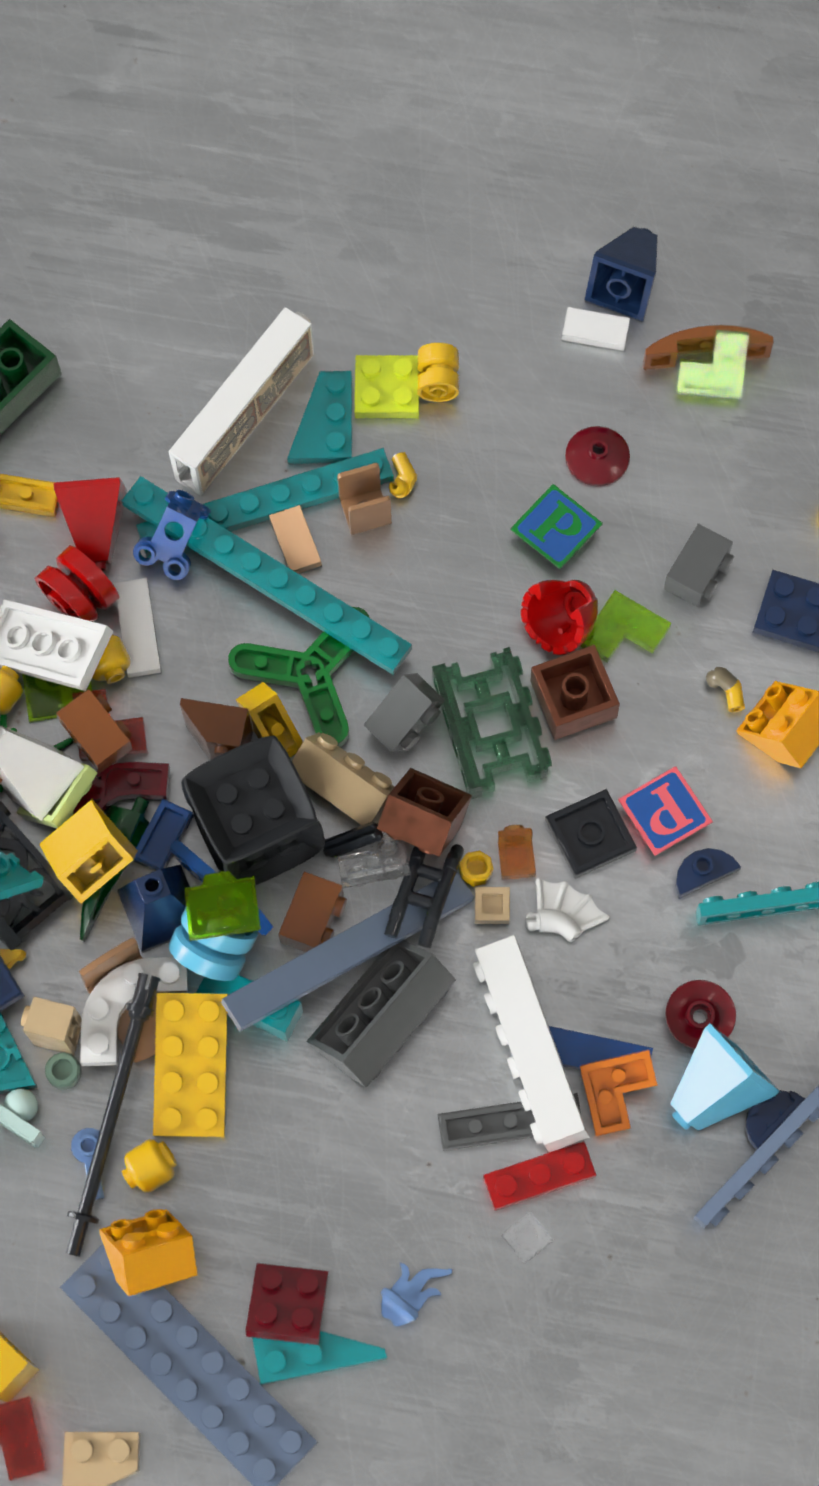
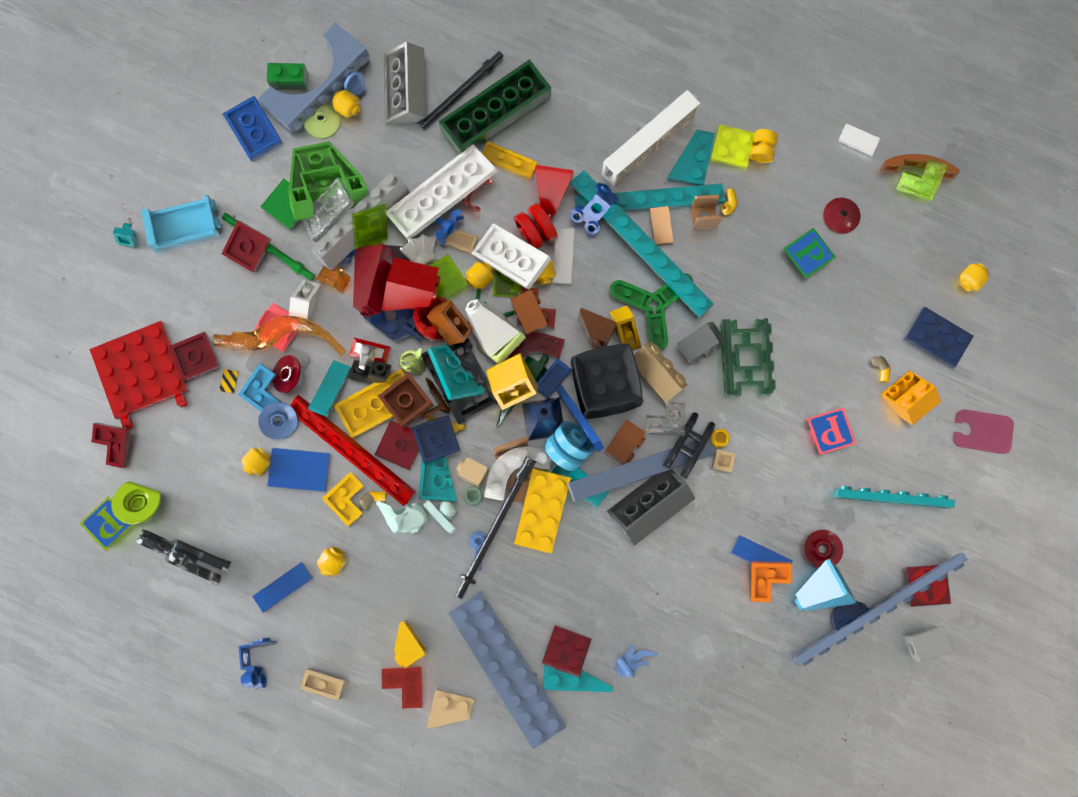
camera: 10 degrees right, 10 degrees up
(149, 1165) = (509, 560): yellow head -> none
(149, 1251) = (500, 607): light orange slope -> none
(222, 906) = (579, 433): clear neon green piece -> none
(352, 839) = (657, 406): black axle -> none
(424, 812) = (699, 402): copper brick -> none
(486, 1125) = (706, 581): dark grey tile -> none
(516, 852) = (743, 434): clear orange bracket -> none
(531, 1044) = (728, 543): white brick -> none
(539, 1176) = (715, 614): red plate -> none
(559, 614) = (800, 306): red hair -> none
(563, 911) = (762, 472): white arm -> none
(574, 692) = (797, 352): copper brick -> none
(590, 833) = (787, 433): black tile -> none
(624, 273) = (885, 111): dark blue slope -> none
(625, 618) = (833, 314): clear neon green plate -> none
(698, 566) = (883, 294): dark grey brick -> none
(704, 868) = (844, 467): dark blue plate -> none

